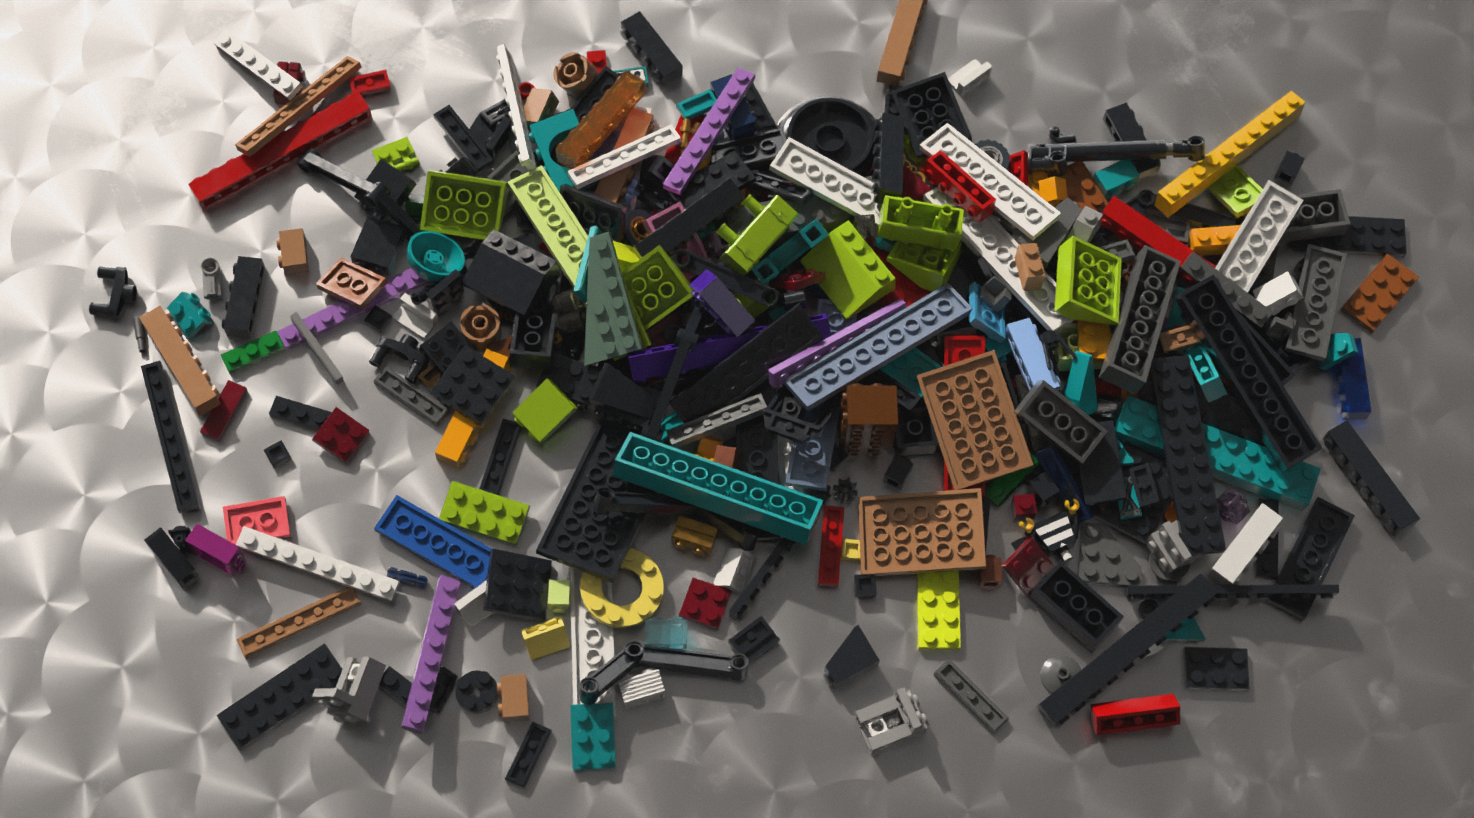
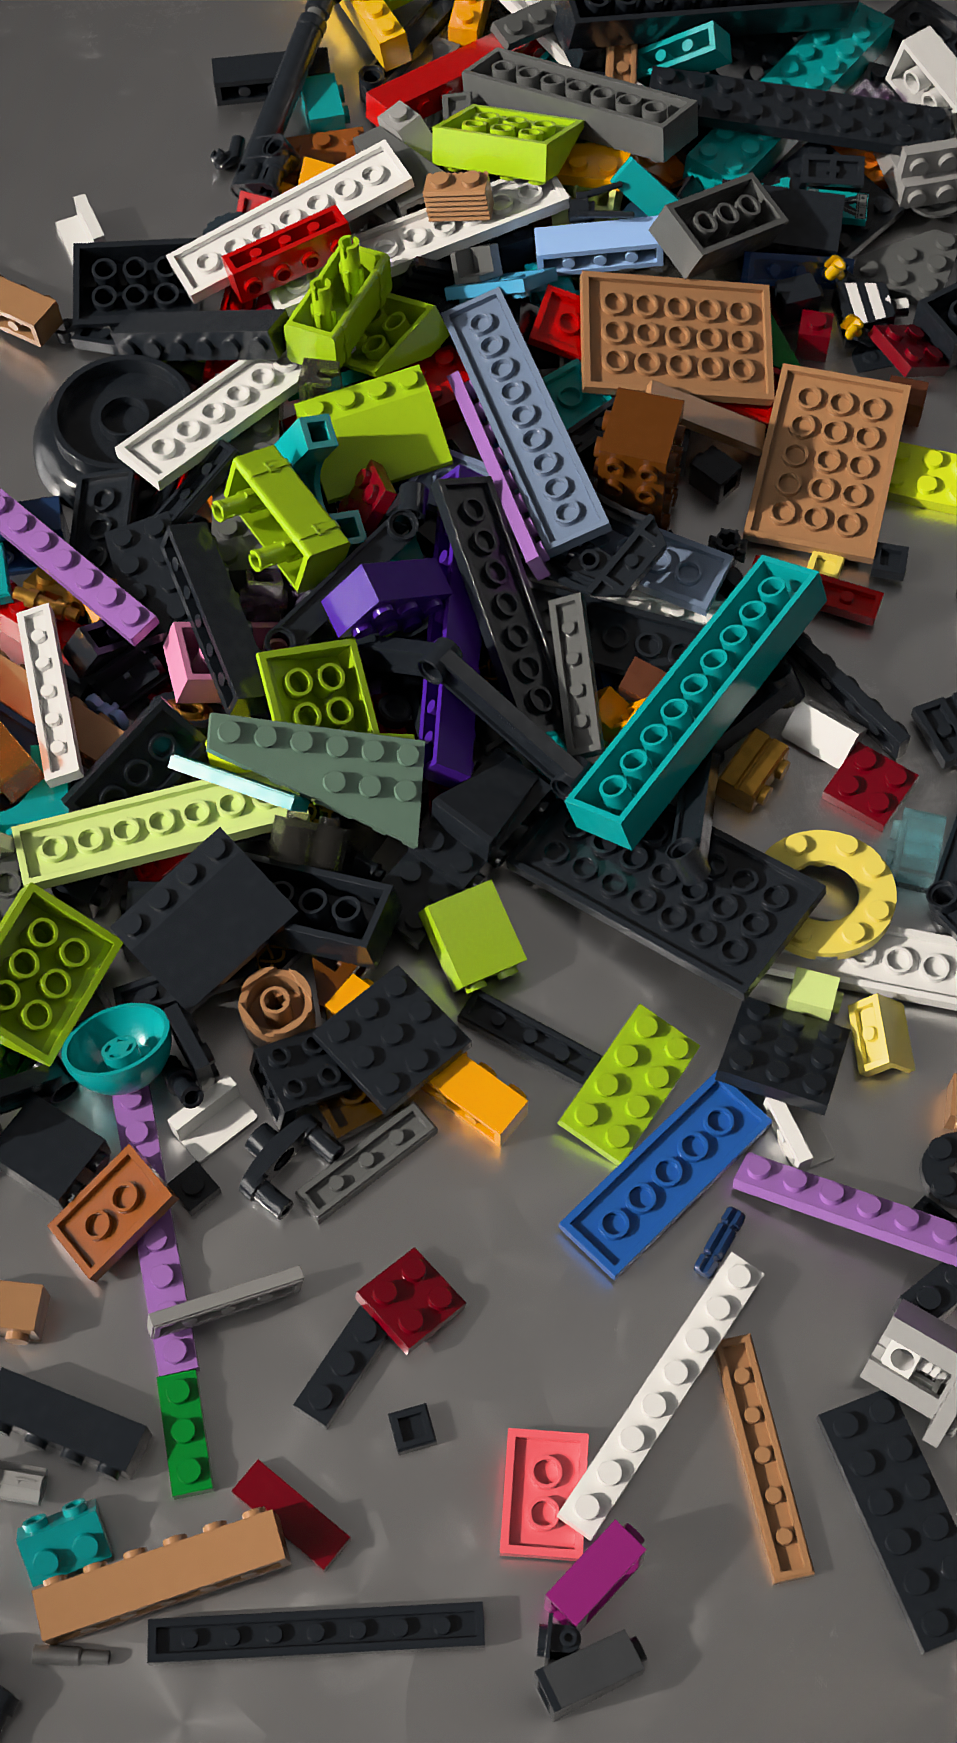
camera: 70 degrees left, 5 degrees down
(925, 451) = (715, 421): none -> medium nougat tile

